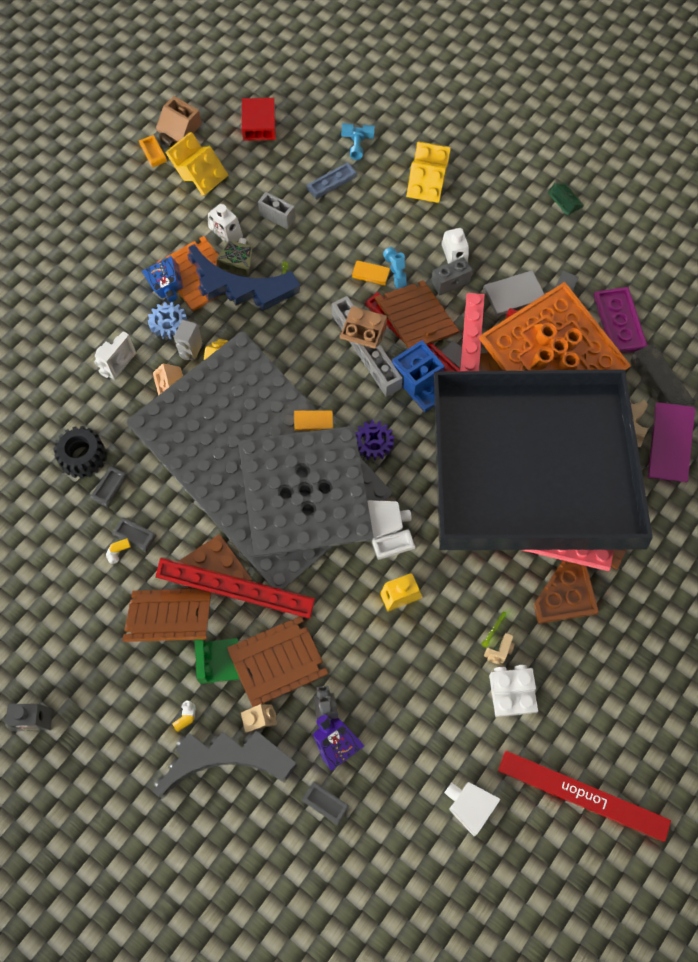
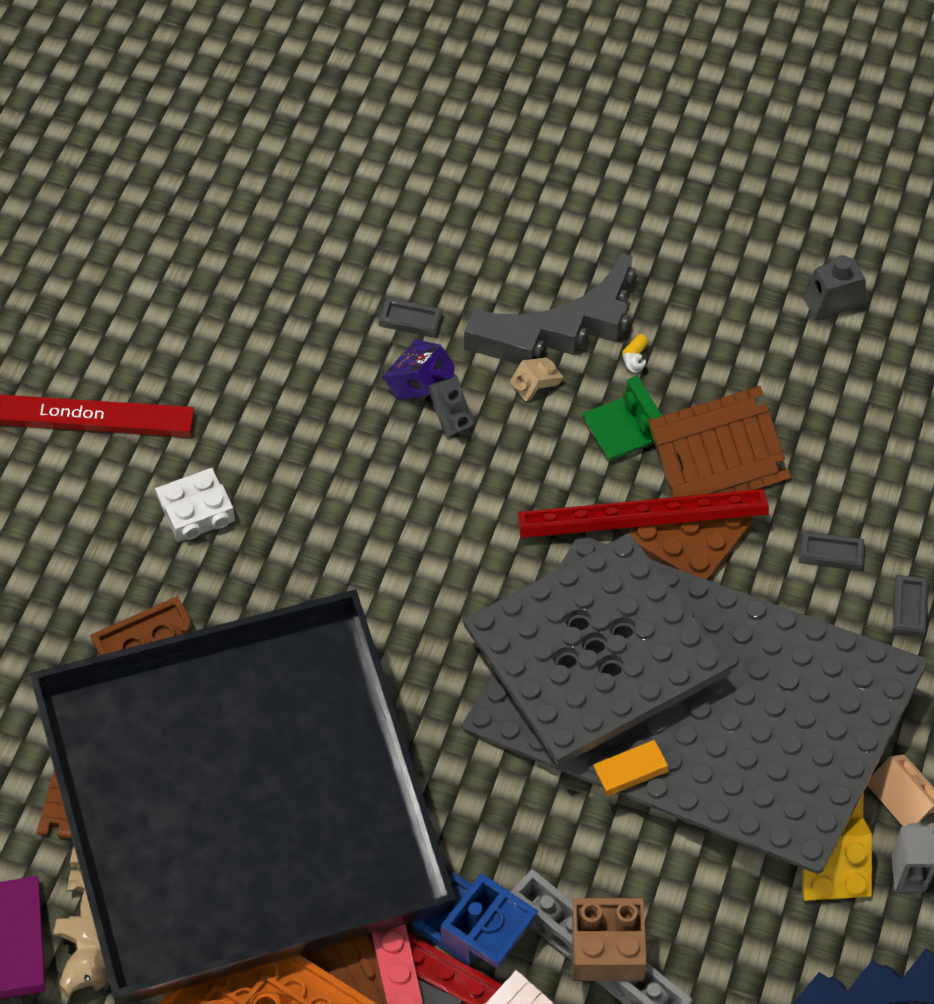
camera: 160 degrees right, 10 degrees down
(115, 548) = (843, 517): yellow arm -> none
(278, 661) = (541, 447): dark orange door -> none
(377, 446) = (511, 785): dark purple gear -> none
(386, 517) = (458, 671): white torso -> none
(393, 544) = (432, 650): white tile -> none
(401, 592) = (393, 575): yellow torso -> none
(471, 805) = (218, 359): white torso -> none
(485, 643) = (251, 556): clear neon green hinge -> none
(506, 647) = (226, 538): tan bracket -> none

